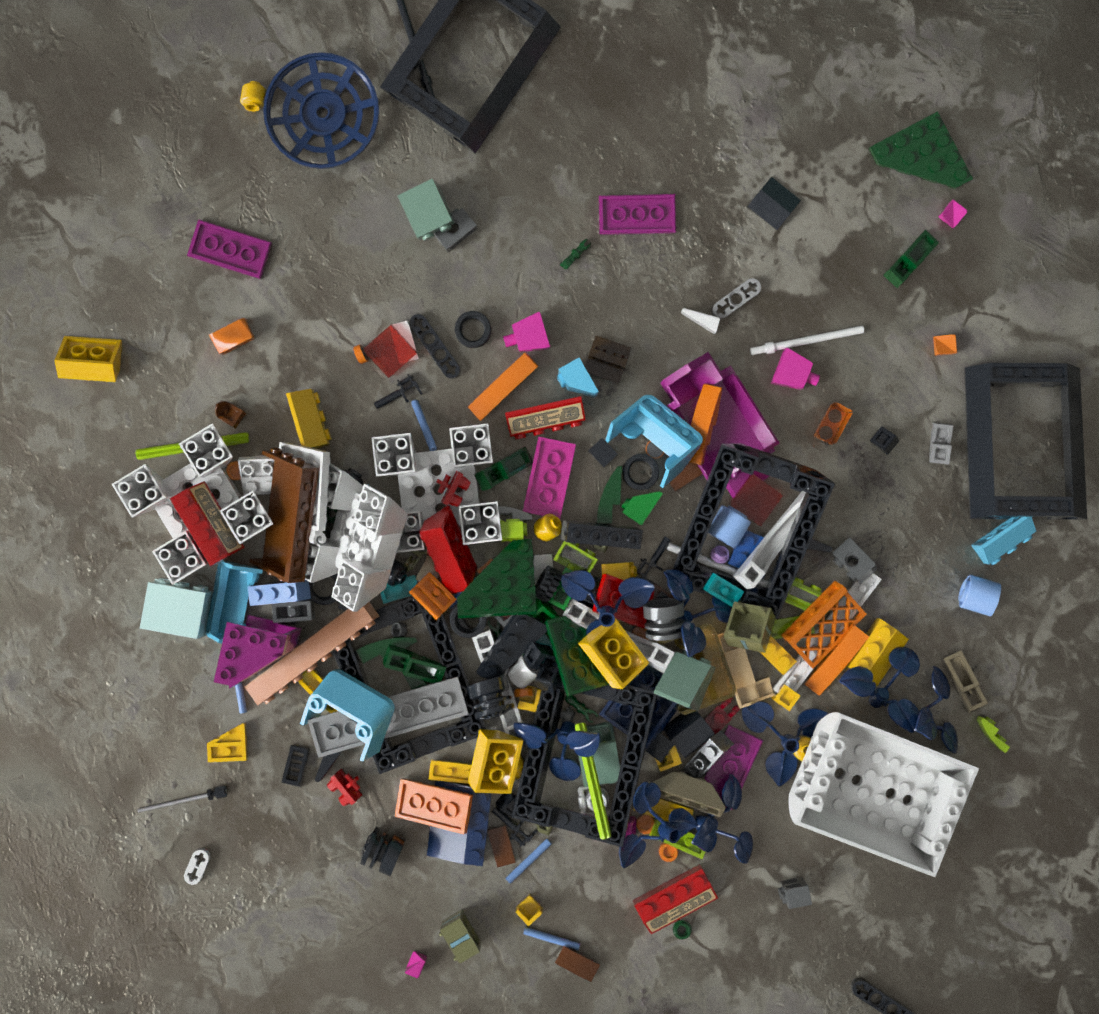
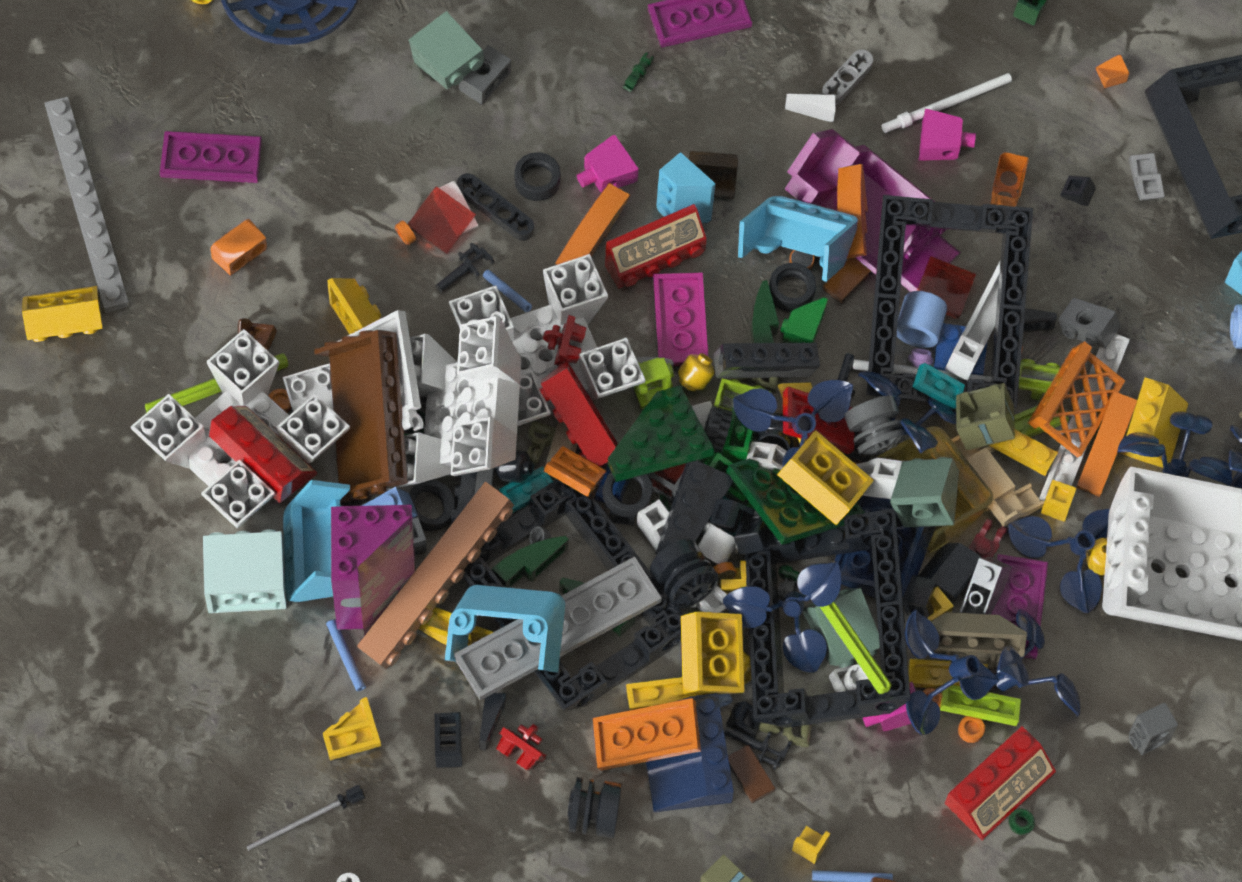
camera: 20 degrees left, 25 degrees down
(127, 267) = (86, 205): none -> light grey plate
(413, 664) = (570, 562): dark green slope -> none
(503, 469) = (620, 317): dark green slope -> none
(528, 861) = (791, 785): medium blue bar -> none
(602, 452) = (738, 275): black panel -> none

